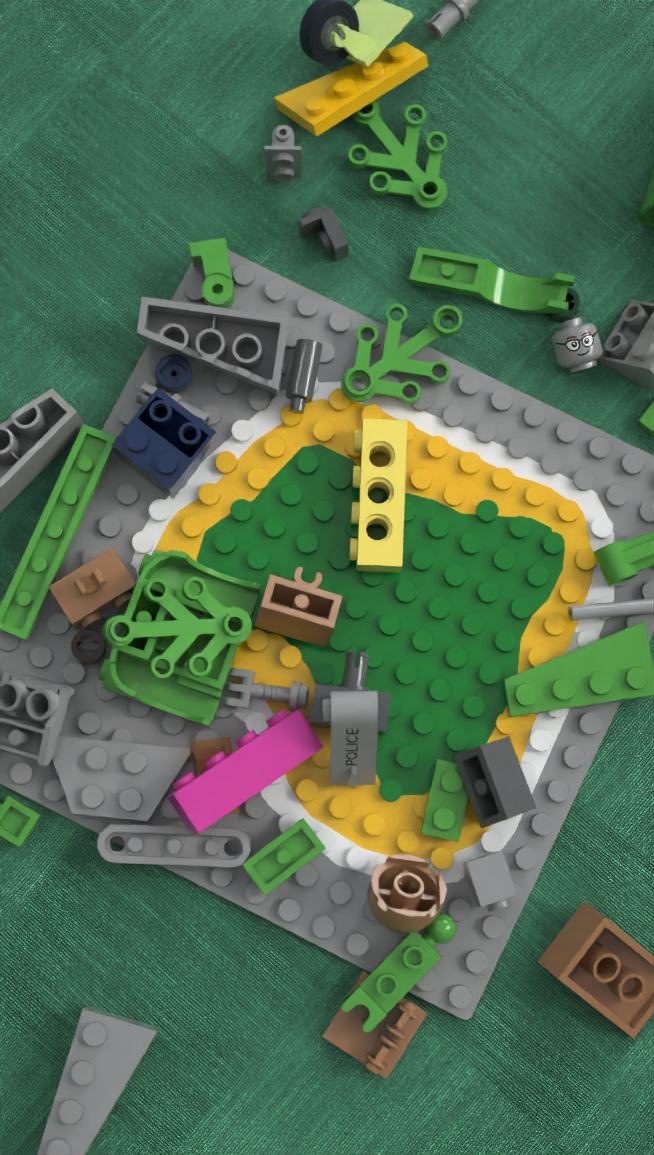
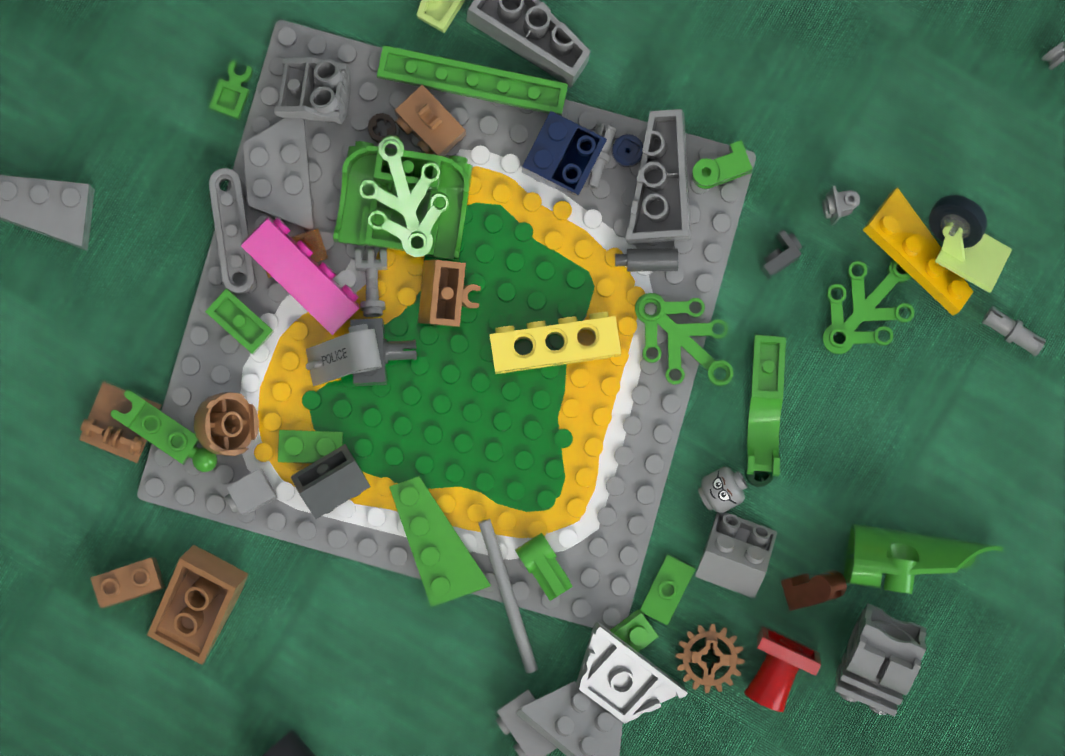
camera: 80 degrees right, 5 degrees up
(570, 1049) = (128, 582): none -> medium nougat brick

